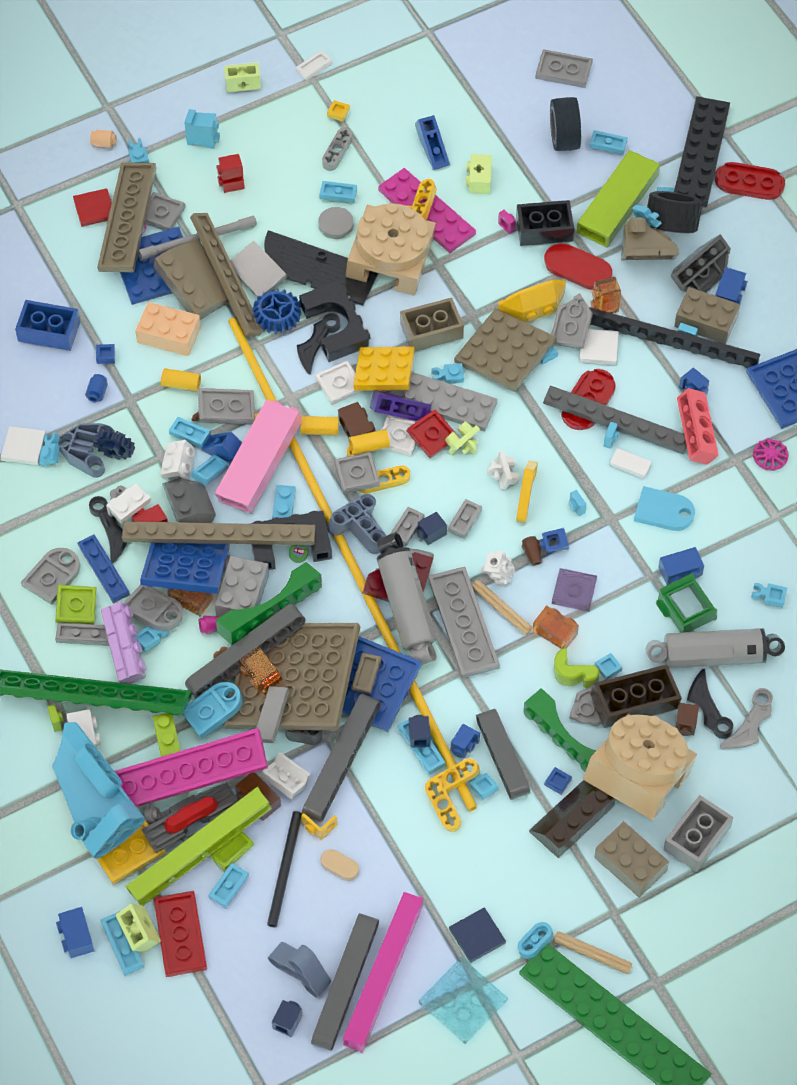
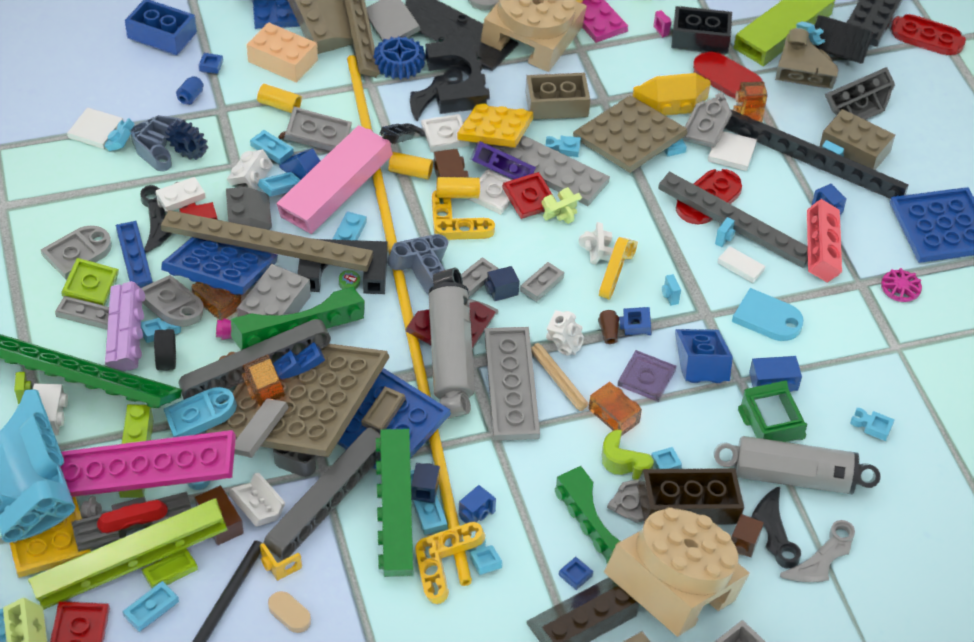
camera: 10 degrees right, 10 degrees down
(165, 657) = (165, 349): none -> black tyre
(286, 646) = (293, 365): none -> blue slope
(303, 396) = (400, 132): none -> black plate
(357, 472) = (436, 215): light grey tile -> none
(401, 755) = (396, 503): none -> green brick
(503, 754) = (518, 530): dark grey beam -> none
(617, 560) = (703, 355): none -> blue slope
(732, 285) = (891, 117): blue brick -> none

